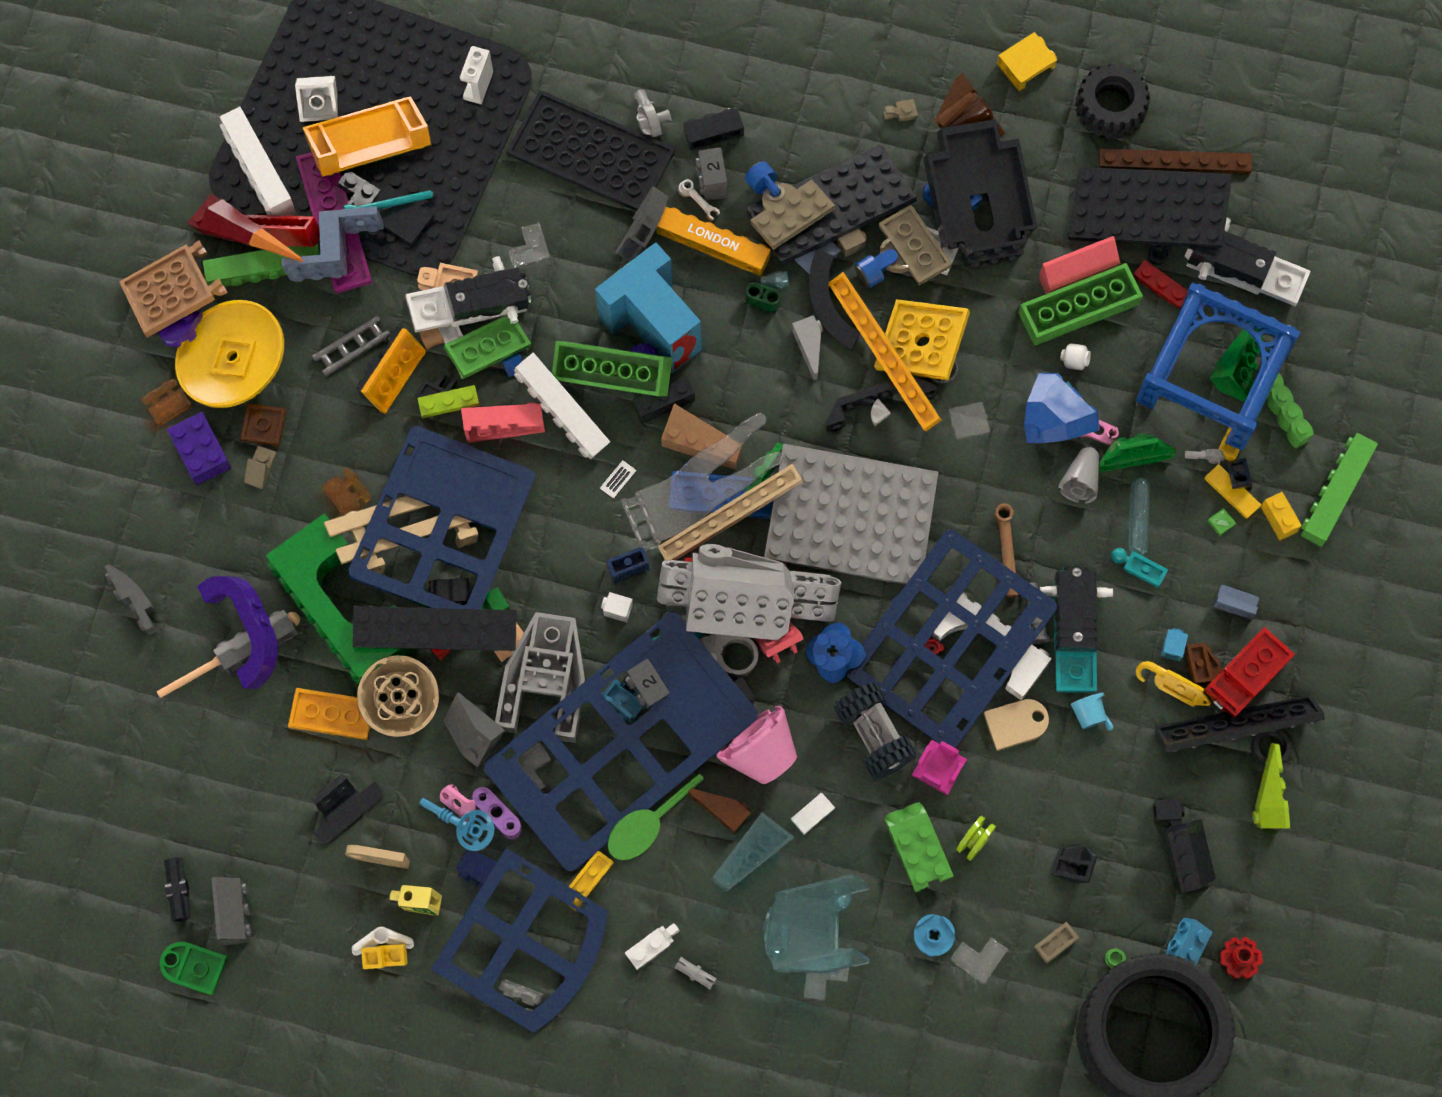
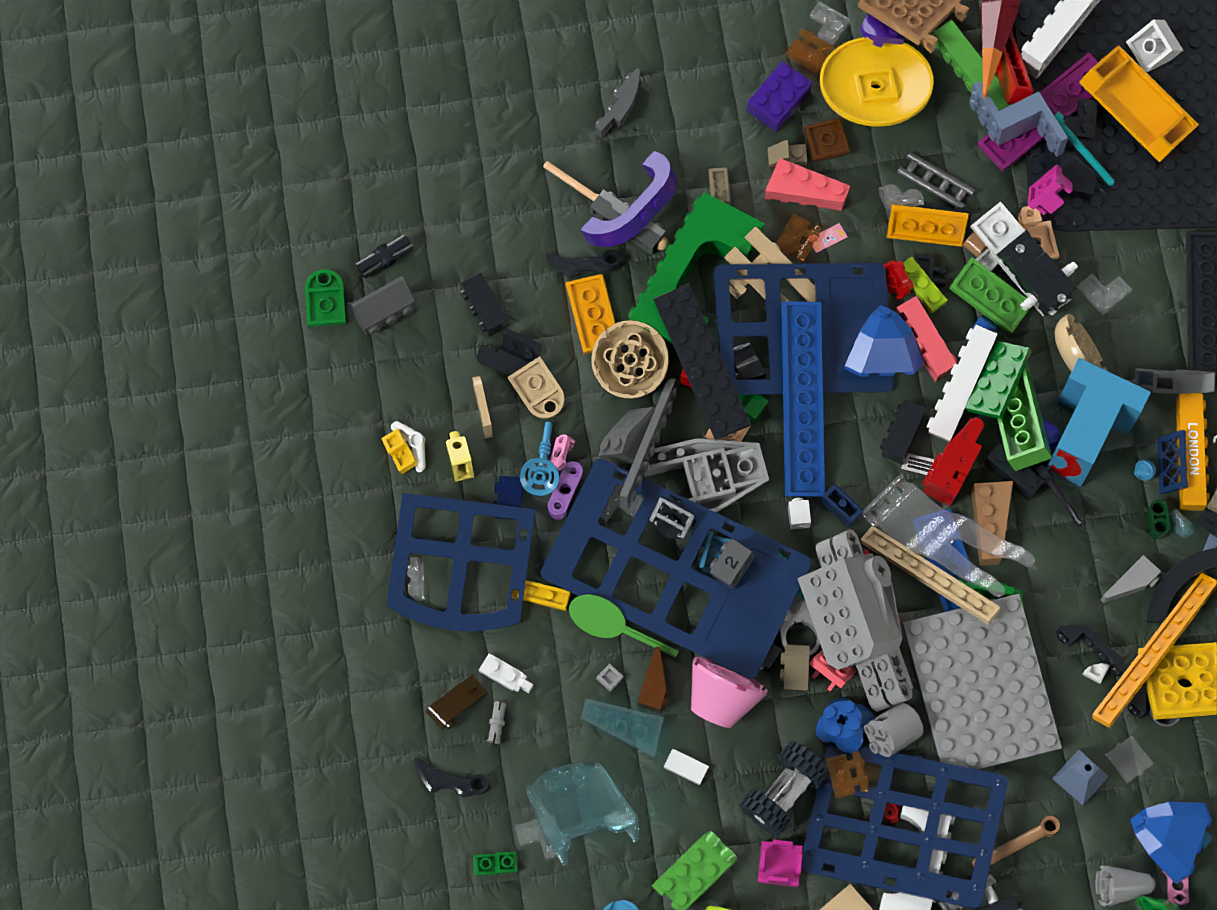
camera: 65 degrees right, 0 degrees up
(149, 366) = (833, 22): none -> clear plate
(259, 541) = (719, 184): none -> dark tan plate
(274, 813) = (484, 305): none -> black brick
(275, 711) = (573, 266): none -> black piece
(301, 463) = (805, 187): none -> coral wedge
(351, 389) = (891, 195): none -> clear plate
(359, 464) = (829, 237): none -> bright pink sticker
(382, 796) = (537, 388): none -> tan tile
(411, 251) = (1044, 191): none -> dark pink panel
(434, 419) = (897, 279): none -> red plate
(495, 458) = (884, 346): none -> blue brick
(496, 716) = (647, 446): none -> dark grey plate
(511, 553) = (803, 399): none -> blue plate
(572, 292) = (1075, 343): none -> tan brick
(575, 372) = (998, 379): none -> plate
(575, 721) = (671, 518): none -> black slope
(581, 480) = (902, 431): none -> black brick
(634, 446) = (953, 464): none -> red piece
(659, 1004) = (454, 702): none -> dark brown door
(681, 373) = (1048, 479): none -> black piece
(697, 848) = (610, 677): none -> light grey tile
(705, 266) = (1163, 454): none -> dark blue window
(712, 287) = (1144, 470): none -> dark azure piece
(726, 1054) = (437, 780): none -> black piece
(764, 671) = (796, 667): none -> dark tan brick
(831, 1031) = (495, 863): none -> green slope
(861, 609) = (894, 730): none -> light grey cylinder
(884, 675) = (841, 777): none -> clear orange plate
(968, 469) = (1080, 777): none -> sand blue slope

